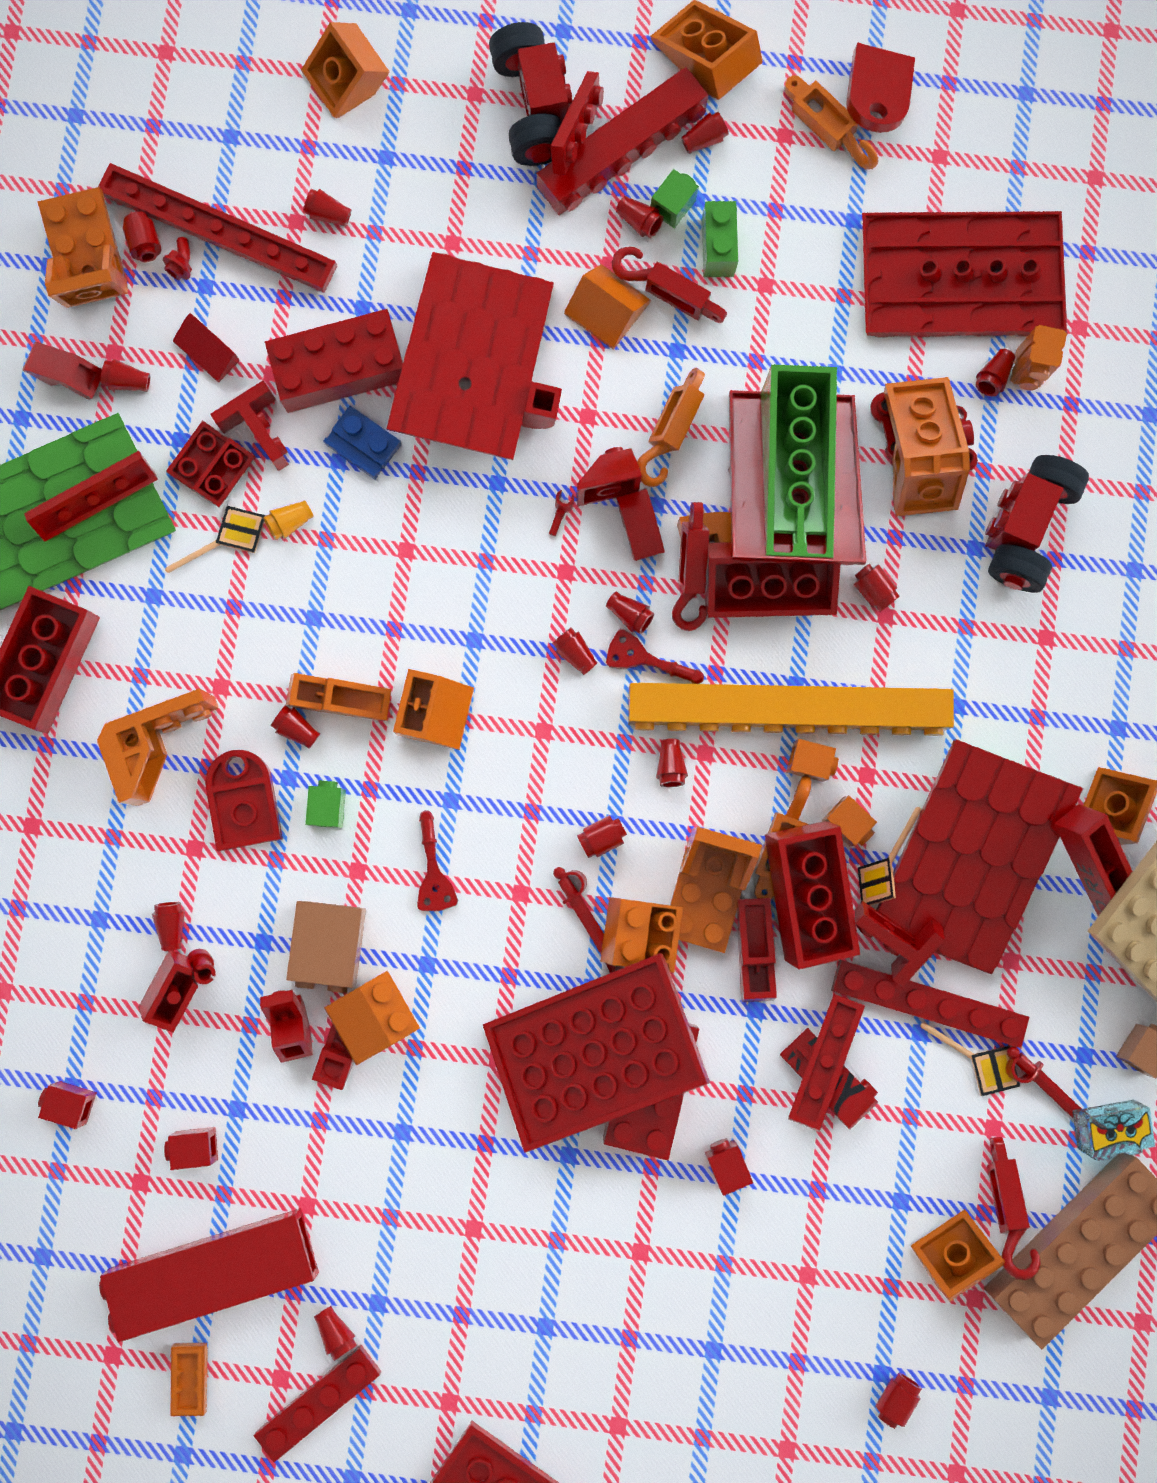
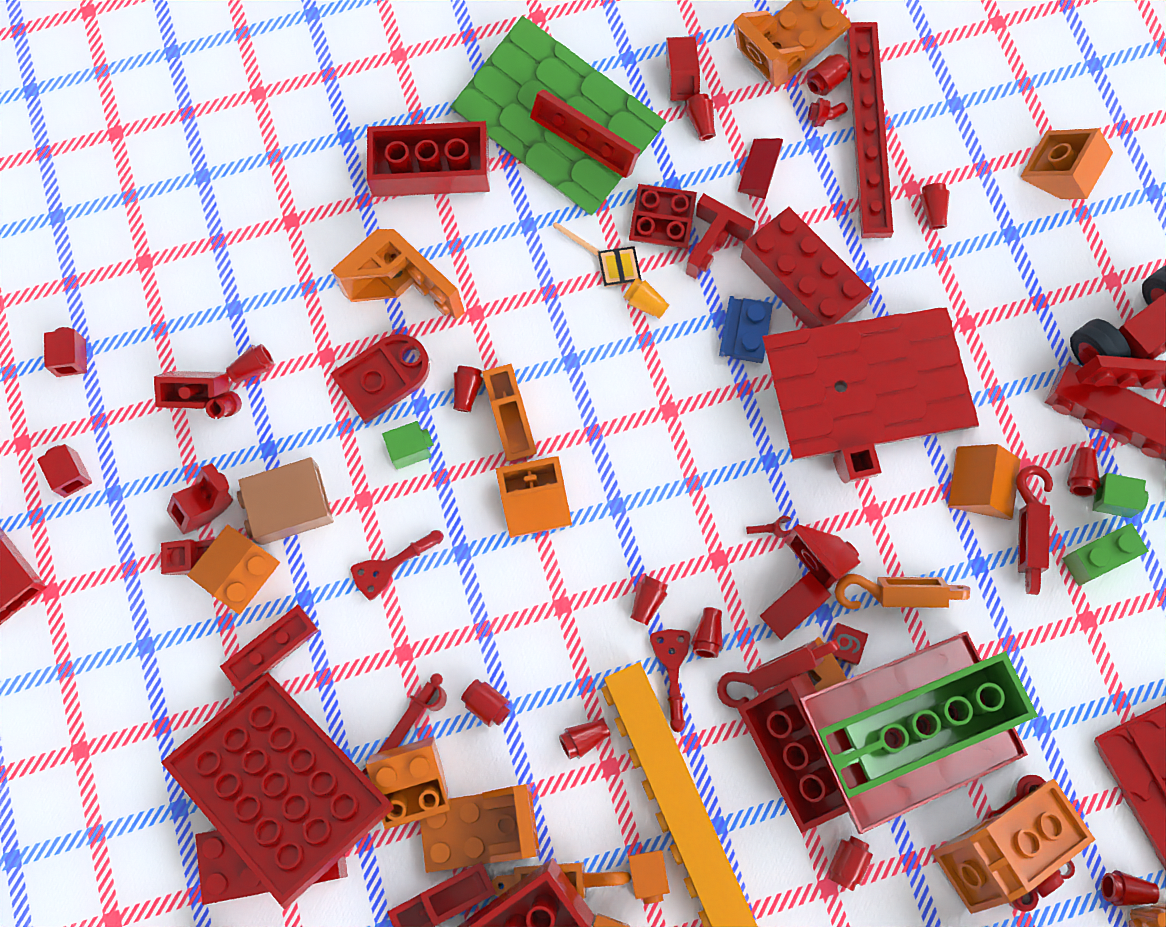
camera: 75 degrees right, 10 degrees down
(461, 1014) = (269, 648): none -> red plate
(693, 491) = (851, 643): none -> red tile

